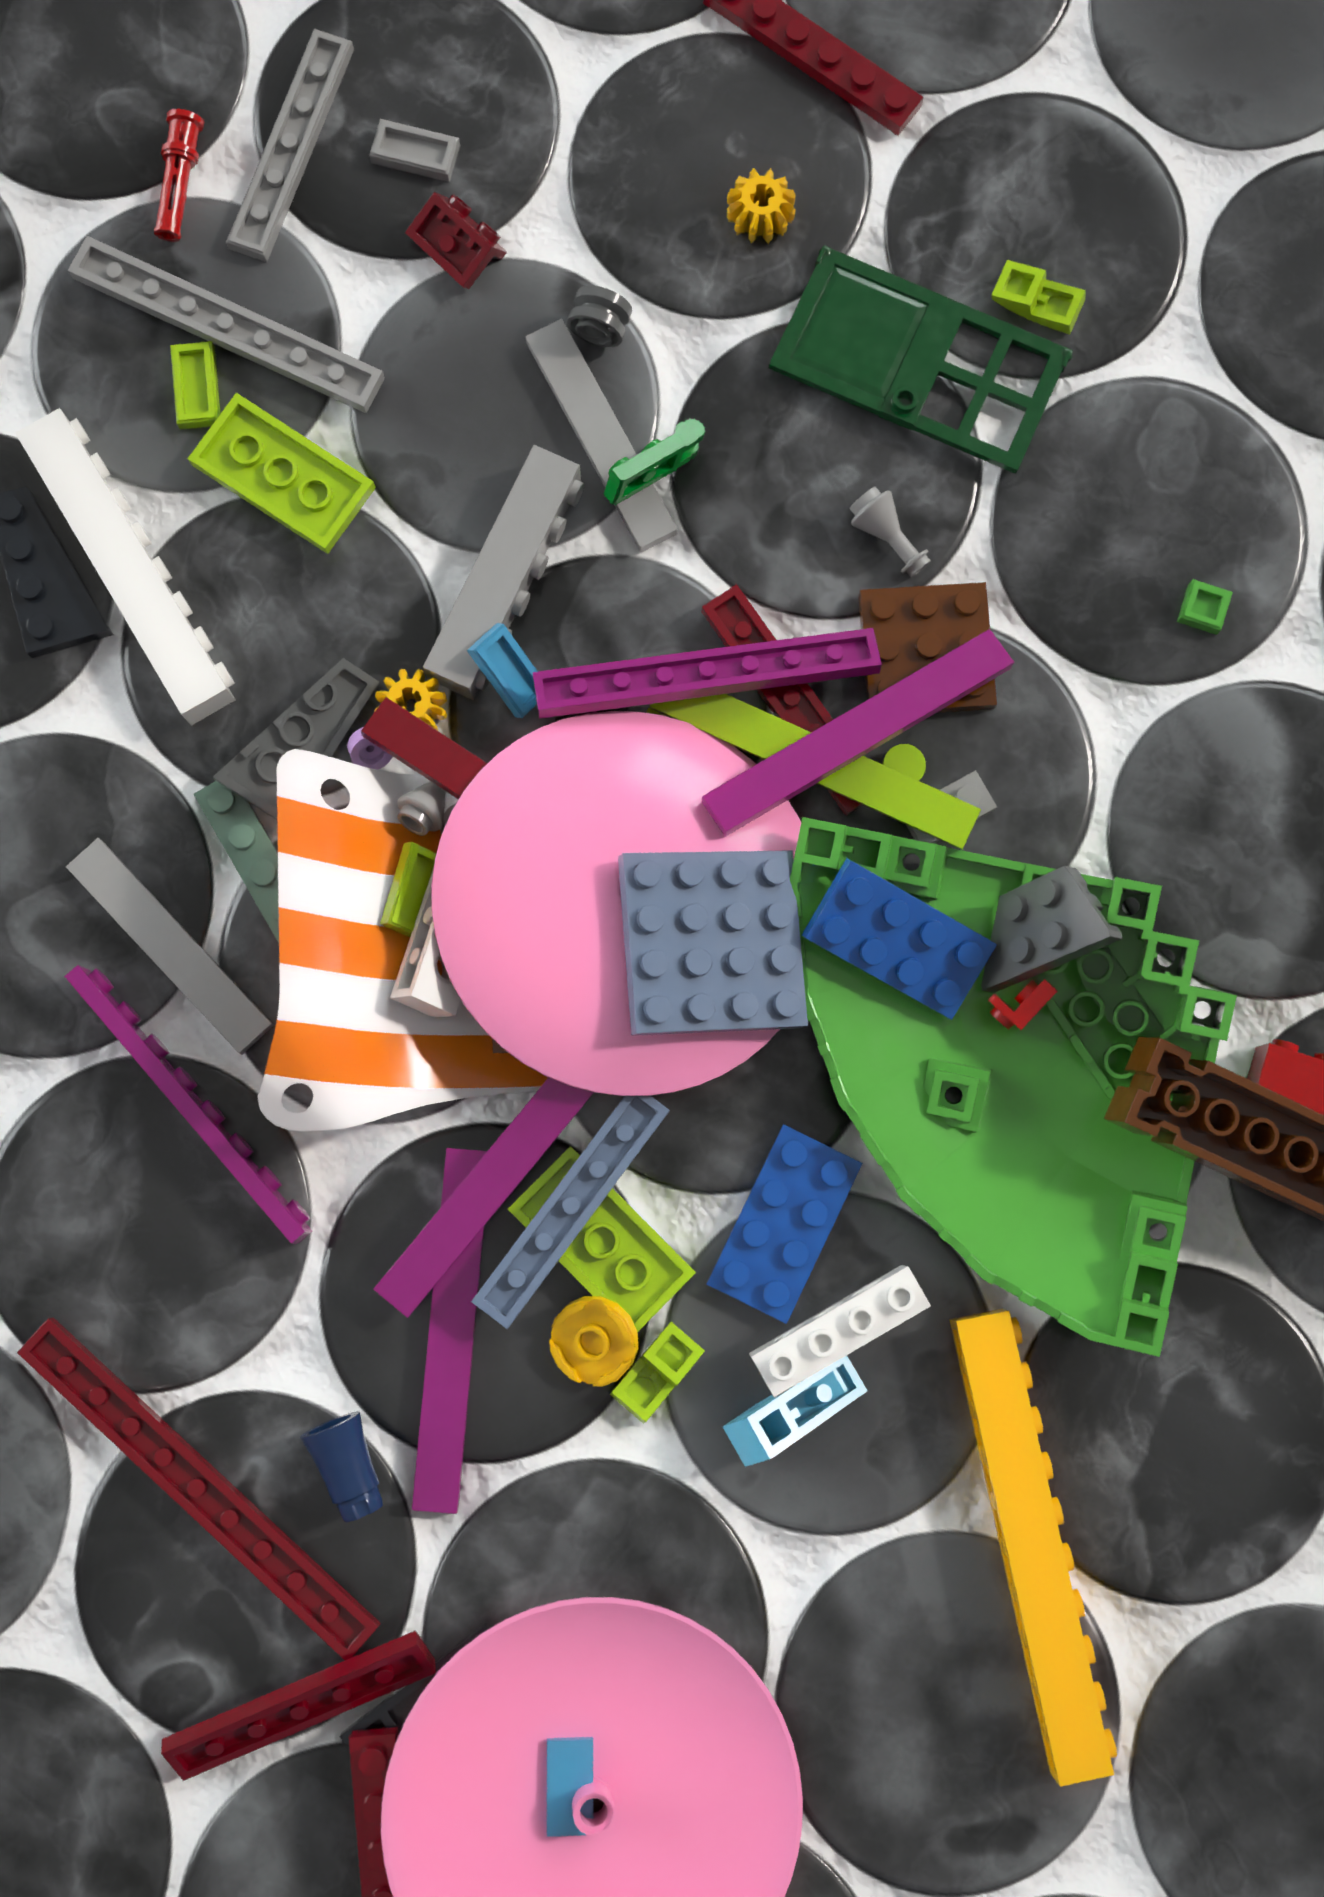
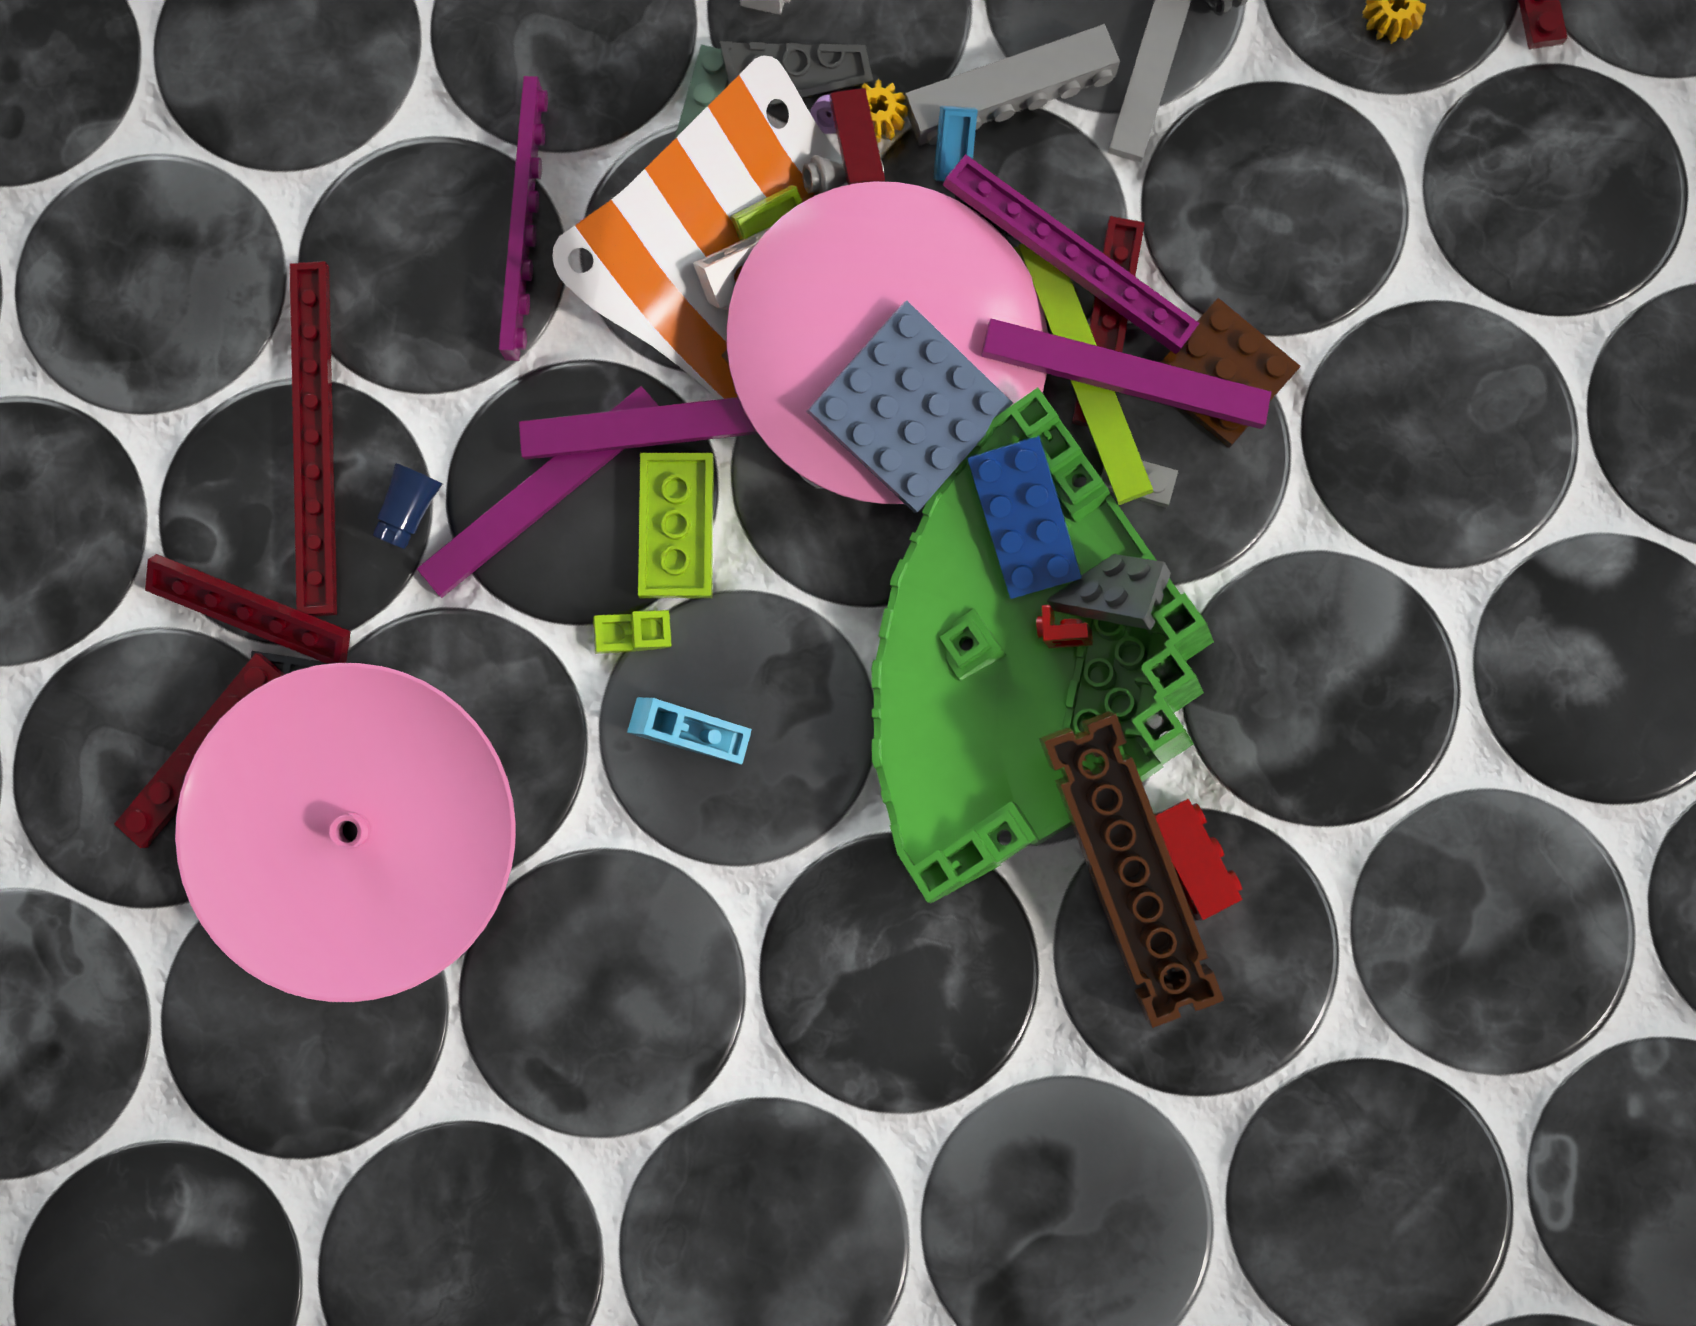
camera: 50 degrees right, 0 degrees up
(170, 946) = (601, 113): light grey tile -> none
(567, 1771) = (357, 797): dark azure tile -> none
(569, 1208) = (676, 484): sand blue plate -> none
(593, 1341) = (613, 576): yellow tile -> none
(654, 461) = (1168, 102): green hinge -> none
(784, 1224) = (792, 621): blue plate -> none
(839, 1329) = (760, 709): white brick -> none
(877, 516) = (1273, 263): light grey piece -> none
(887, 342) = (1386, 165): dark green door -> none
(906, 760) = (1141, 425): lime tile -> none
(1030, 295) = (1513, 228): lime slope -> none
(1032, 1547) = (745, 944): yellow brick -> none
(1204, 607) = (1424, 511): bright green tile -> none

